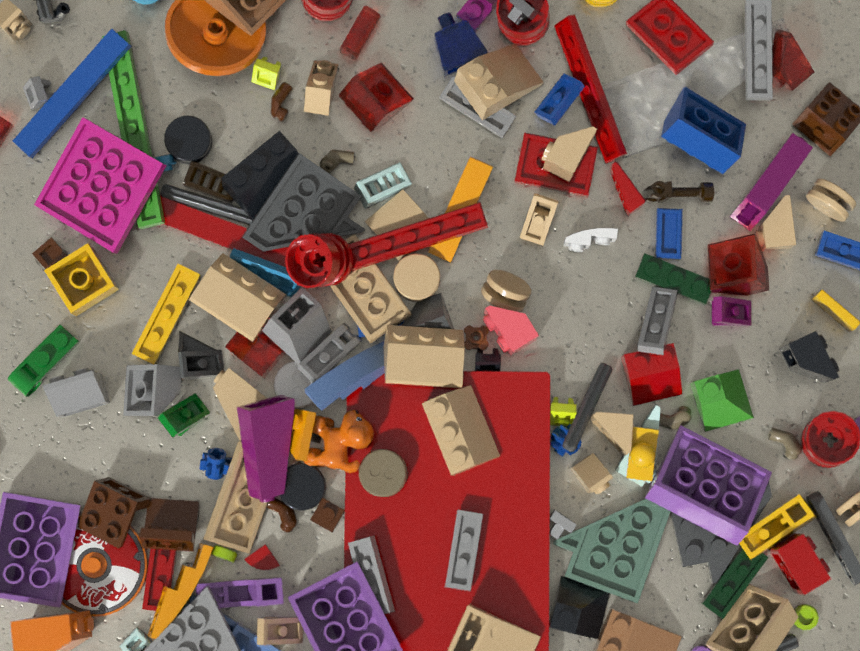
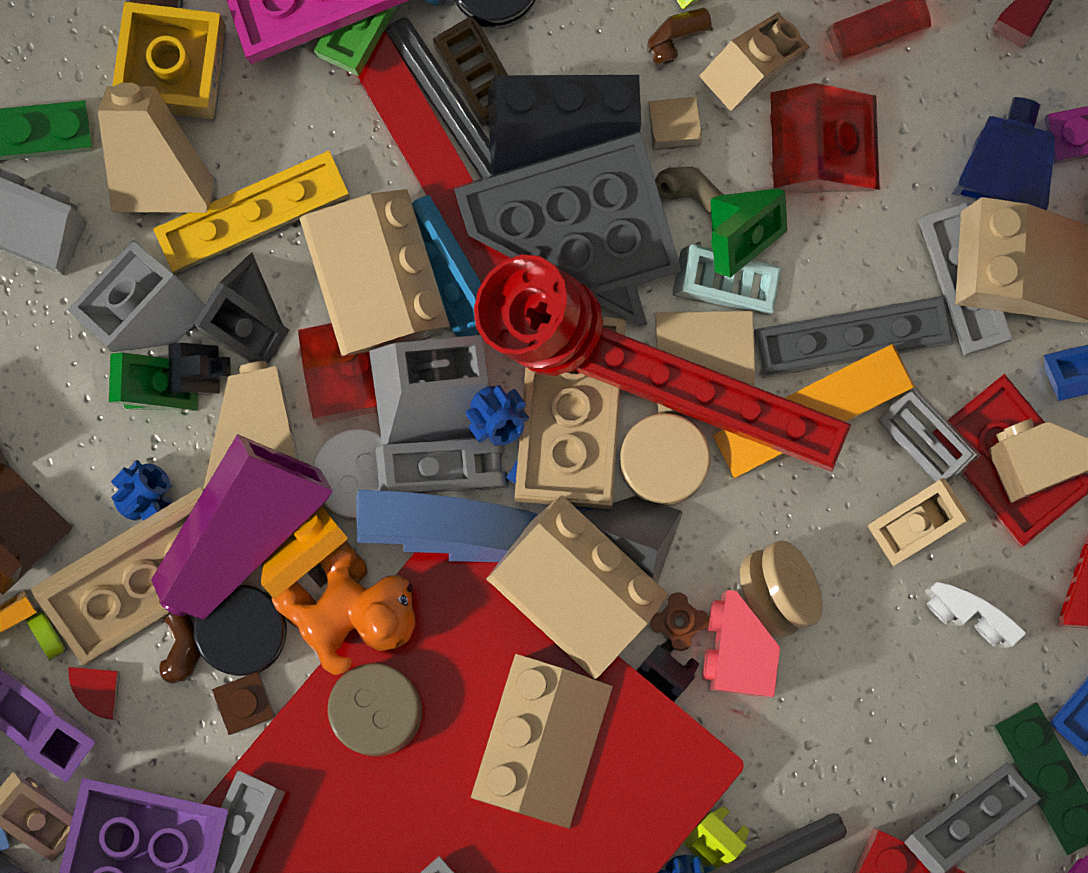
camera: 40 degrees right, 0 degrees up
(106, 324) = (149, 155): none -> tan slope
(196, 395) = (196, 368): none -> black tile
(309, 138) = (675, 123): none -> tan slope
(335, 314) = (497, 415): none -> blue gear
(372, 157) = (745, 227): none -> green slope
(451, 166) = (852, 336): none -> dark grey tile
(493, 179) = (957, 466): none -> light grey tile

